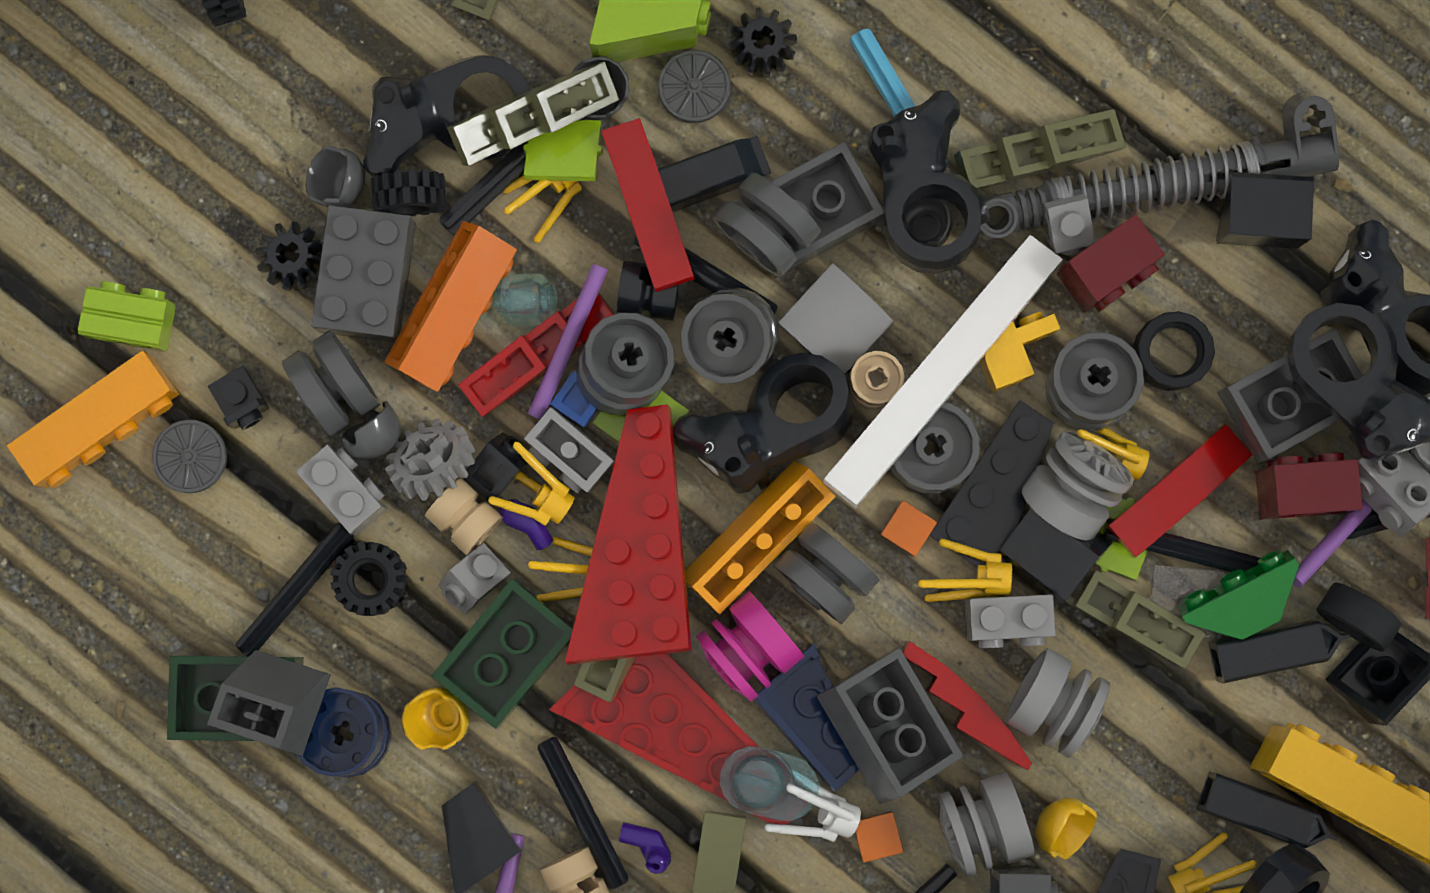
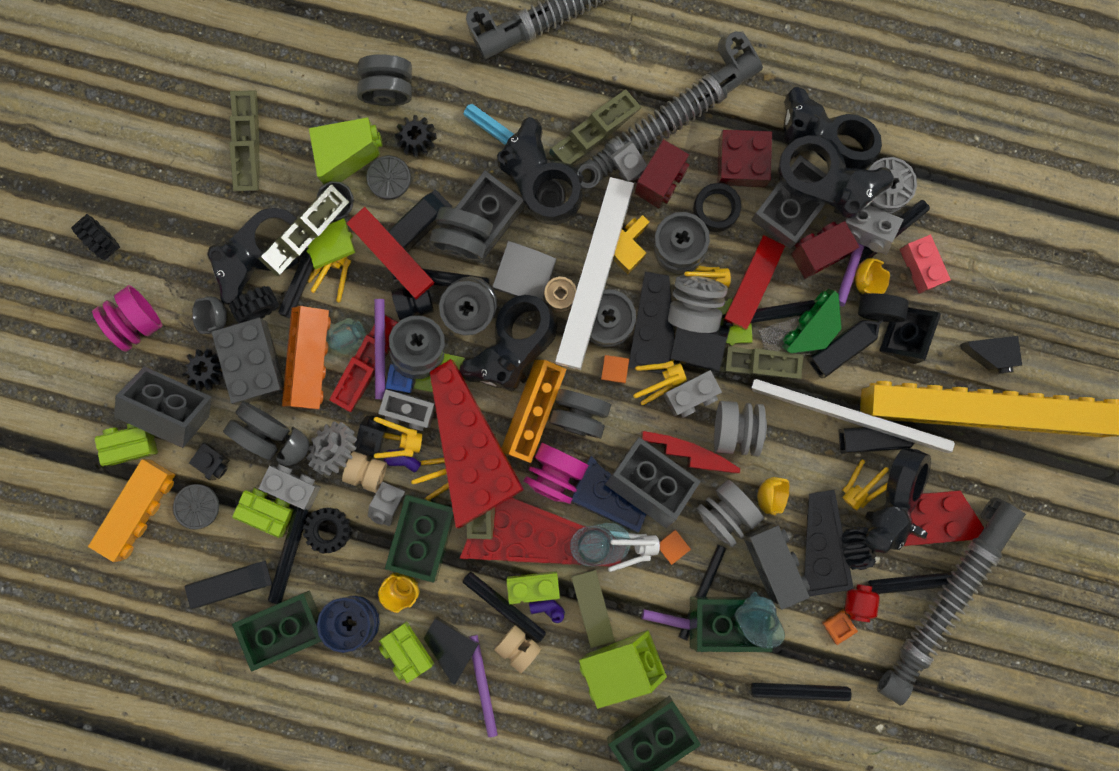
camera: 25 degrees left, 0 degrees up
(187, 595) = (228, 585): none -> black piece
(204, 131) = (122, 322): none -> dark pink wheel
(207, 286) = (162, 406): none -> dark grey brick
(270, 701) = (299, 624): dark grey slope -> none
(287, 510) = (264, 513): none -> lime brick
(406, 815) = (405, 652): none -> lime brick
(640, 803) = (533, 587): none -> lime brick
(1238, 761) = (853, 416): none -> white tile
(1249, 295) = (744, 158): none -> dark red brick
(1267, 210) = (734, 107): black slope -> none
(1363, 562) = (871, 277): none -> yellow hair

